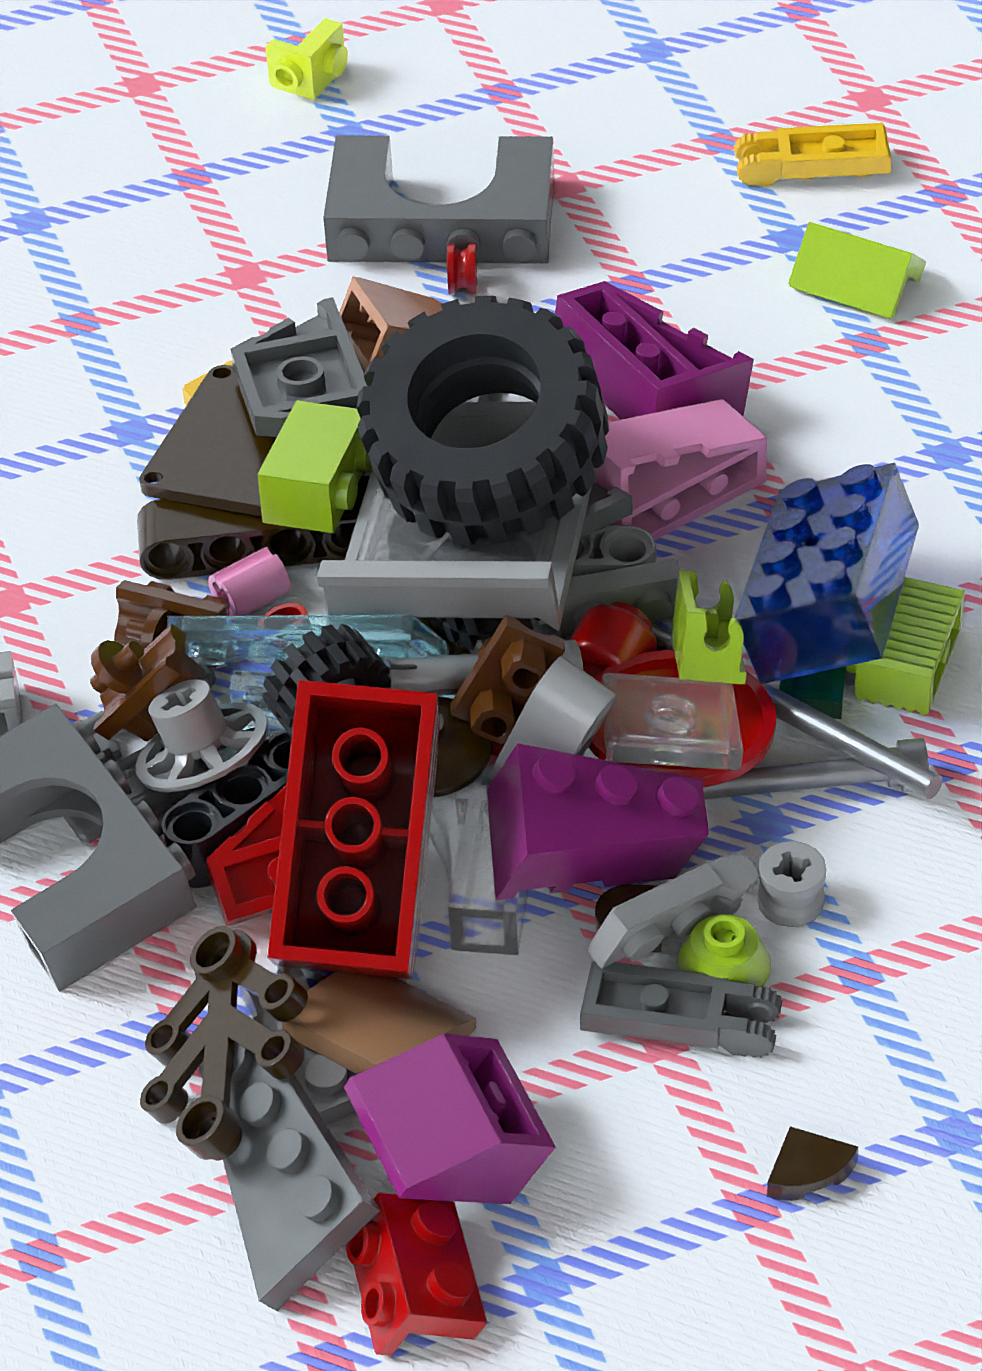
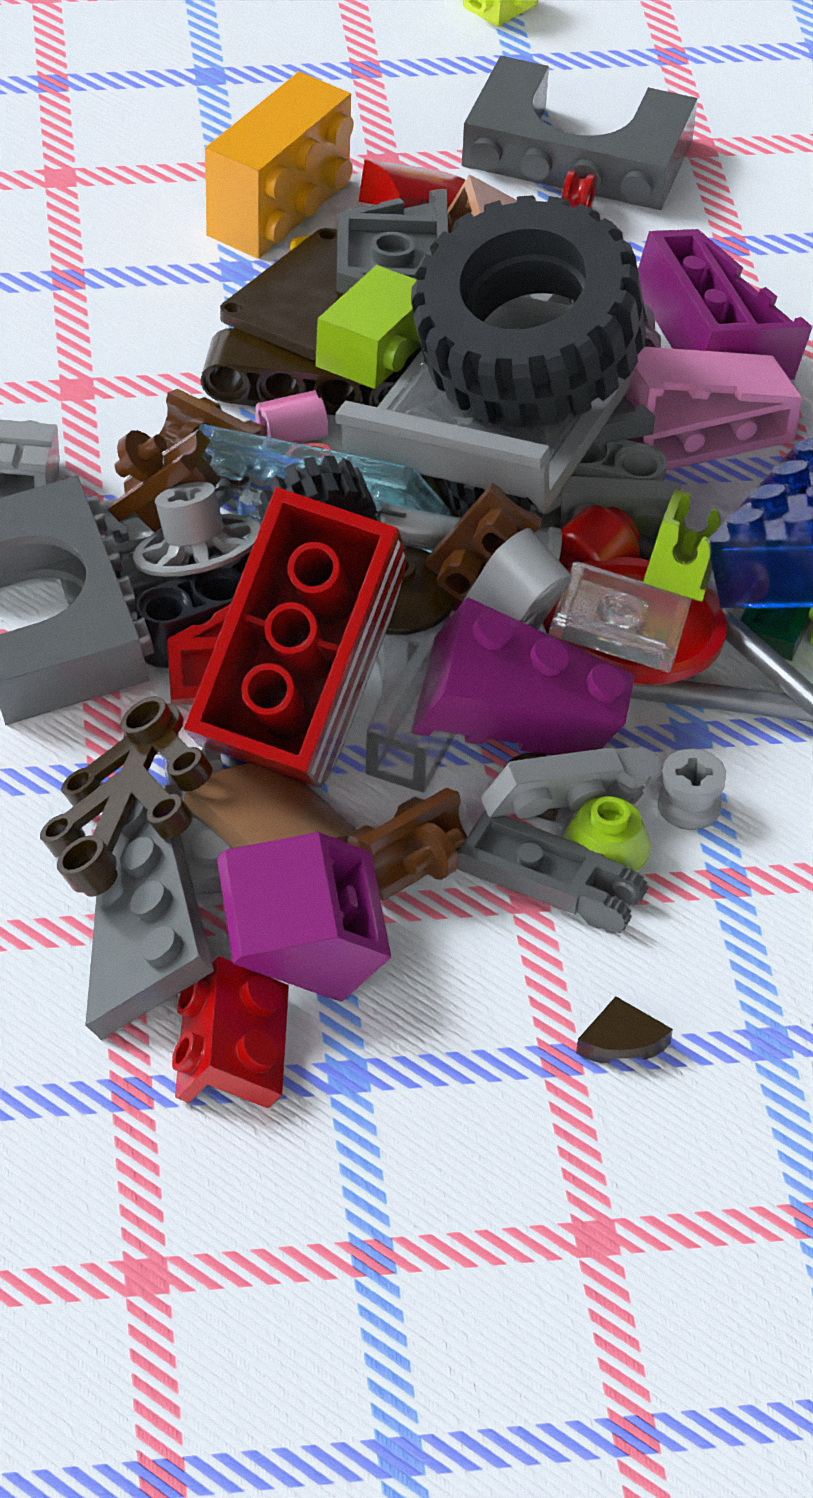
camera: 10 degrees right, 0 degrees up
(146, 308) = (278, 164): none -> light orange brick
(293, 296) = (411, 184): none -> red slope
(536, 1012) = (415, 842): none -> reddish brown hips

